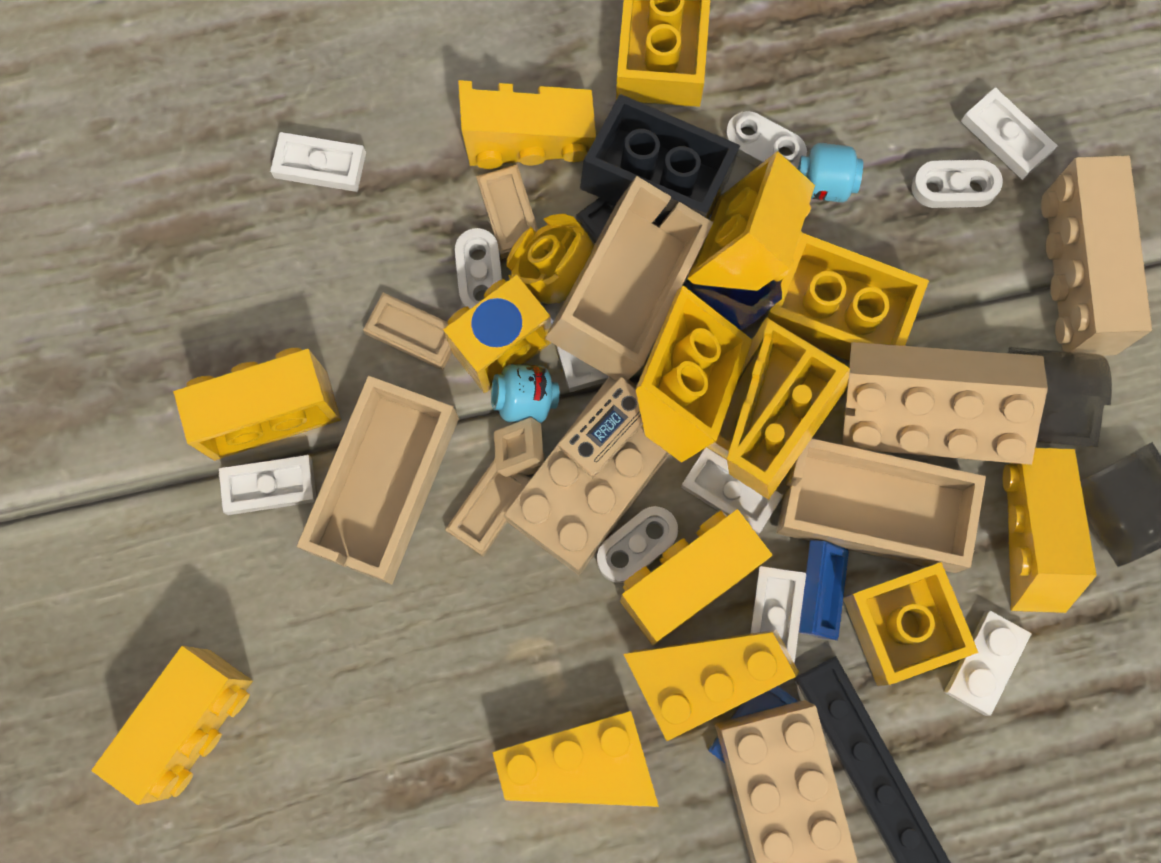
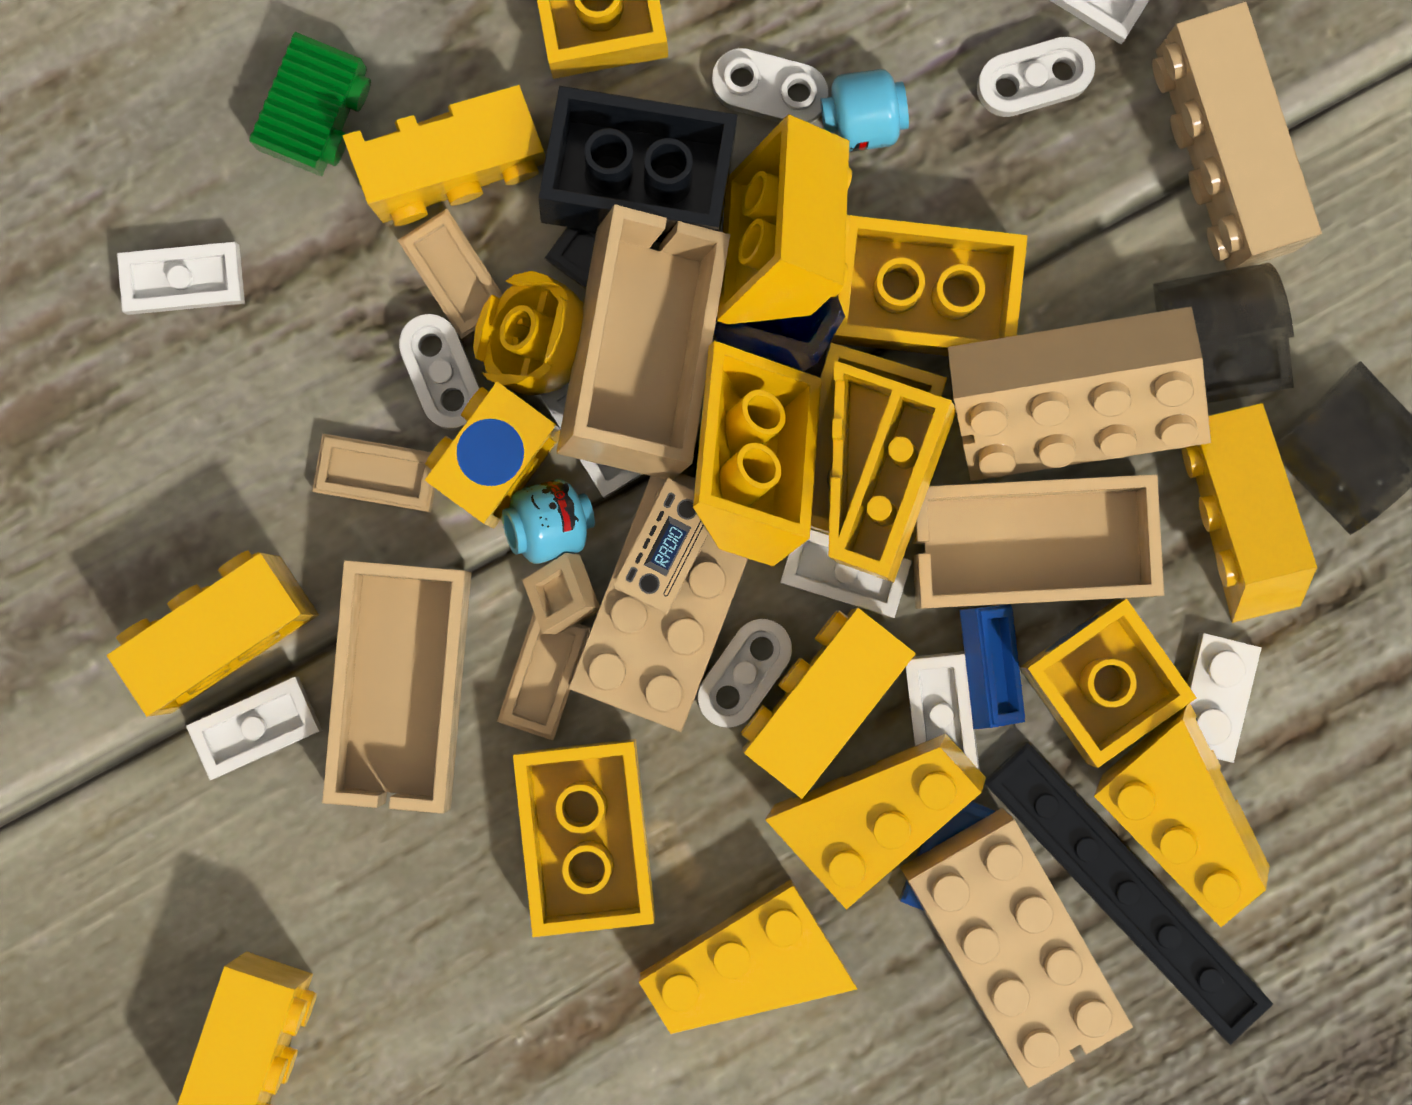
camera: 15 degrees left, 10 degrees up
(433, 74) = (310, 105): none -> green brick
(483, 630) = (584, 838): none -> yellow brick
(947, 746) = (1186, 817): none -> yellow wedge

